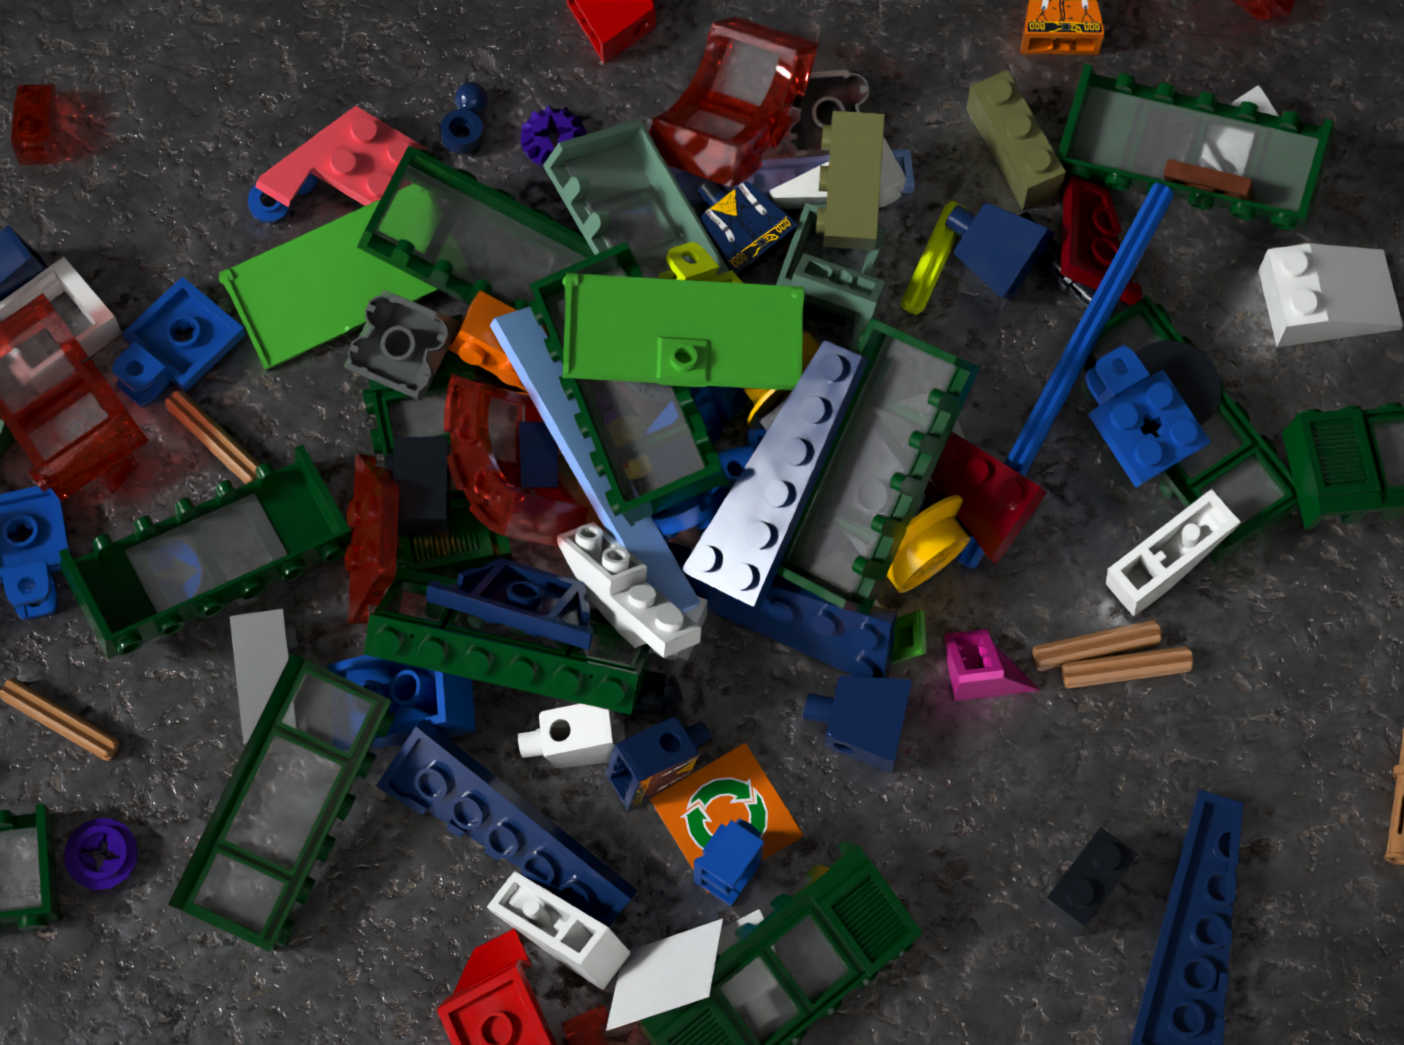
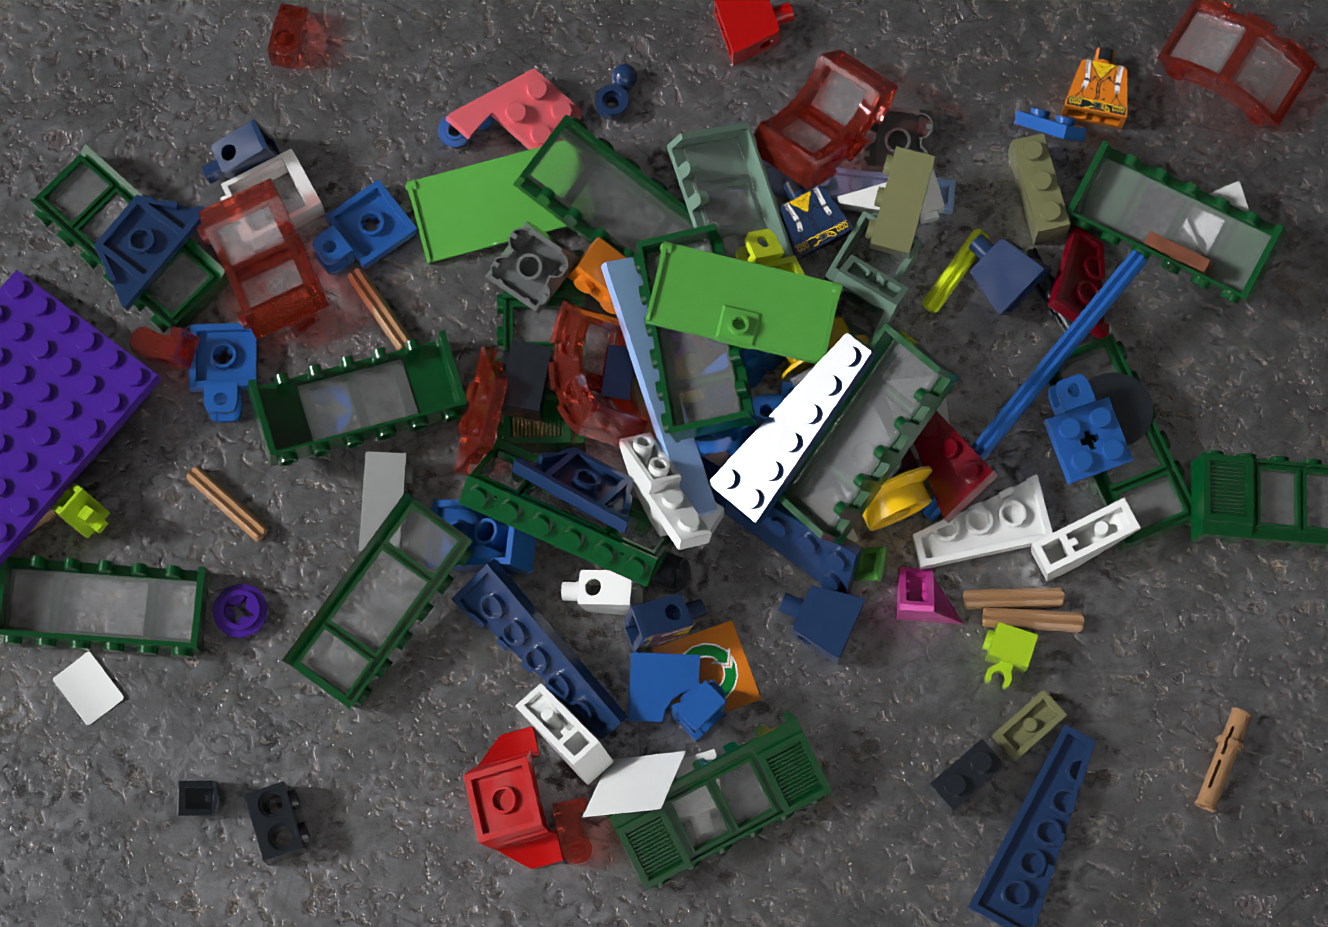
camera: 15 degrees right, 5 degrees up
(538, 147) = (669, 126): dark purple gear -> none
(666, 839) = (657, 682): none -> blue tile
(1027, 61) = (1061, 126): none -> blue plate
(1052, 560) = (995, 526): none -> white wing
(1106, 711) = (1009, 650): none -> lime brick
(1153, 801) = (1029, 725): none -> olive plate
(1327, 293) = (1256, 357): white slope -> none

